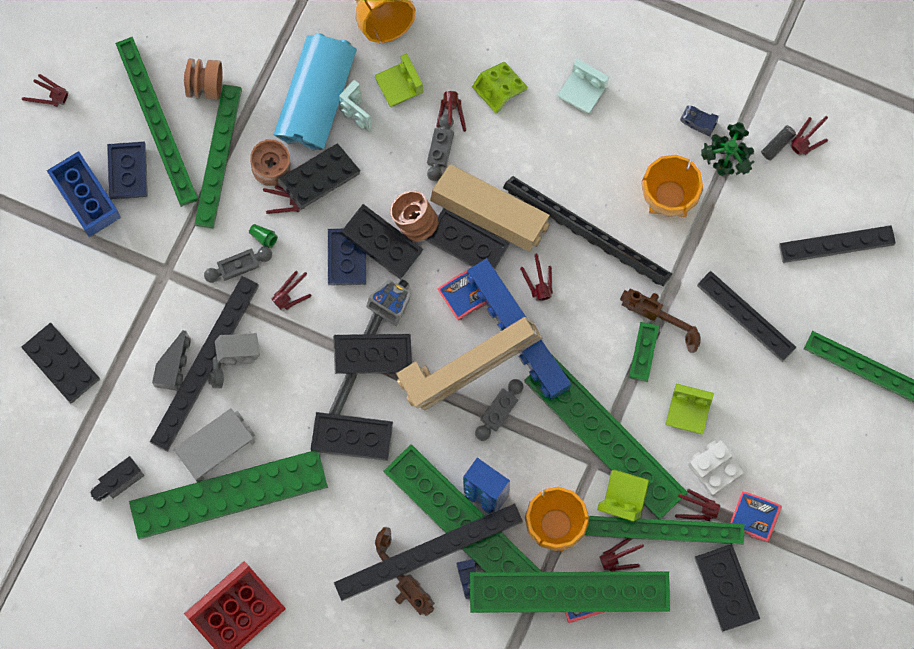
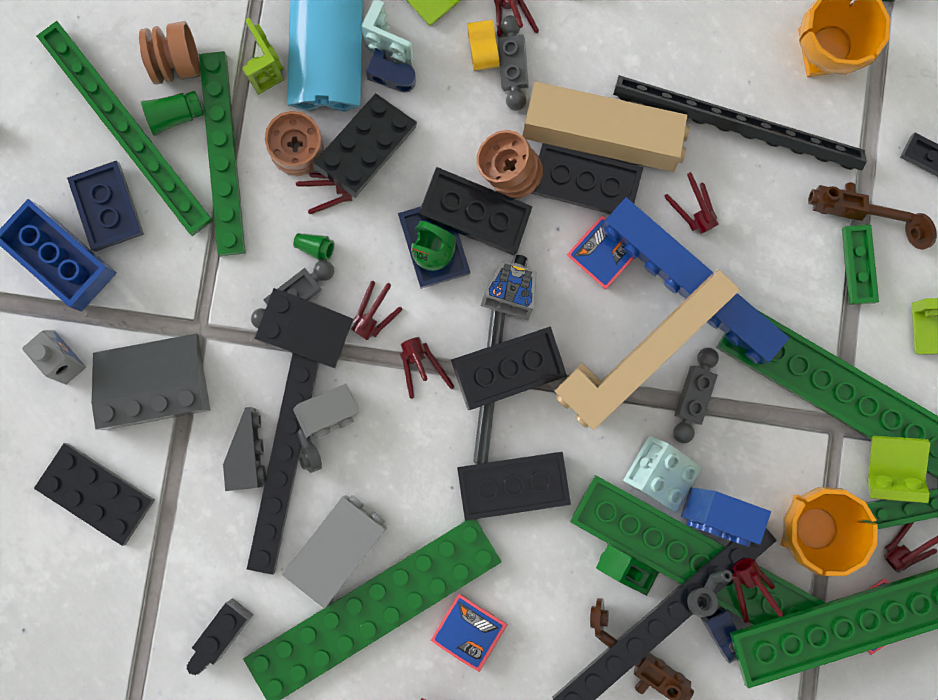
camera: 20 degrees left, 10 degrees up
(62, 260) = (50, 353): none -> light grey torso
(121, 298) = (148, 382): none -> dark grey slope
(192, 118) = (171, 111): none -> green plant
(238, 288) = (303, 328): none -> black slope
(265, 108) = (264, 70): none -> lime bracket
(290, 527) = (469, 632): none -> slope
(310, 326) = (414, 351): none -> dark red plant
(344, 257) = (433, 247): none -> green helmet
(357, 136) = (390, 74): none -> dark blue leg
(413, 515) = (627, 570): none -> green slope
(422, 130) = (483, 45): none -> yellow axle
(458, 455) = (662, 473): none -> light aqua bracket
(460, 538) = (707, 594): none -> dark grey plate
(494, 534) = (750, 575): none -> dark red plant

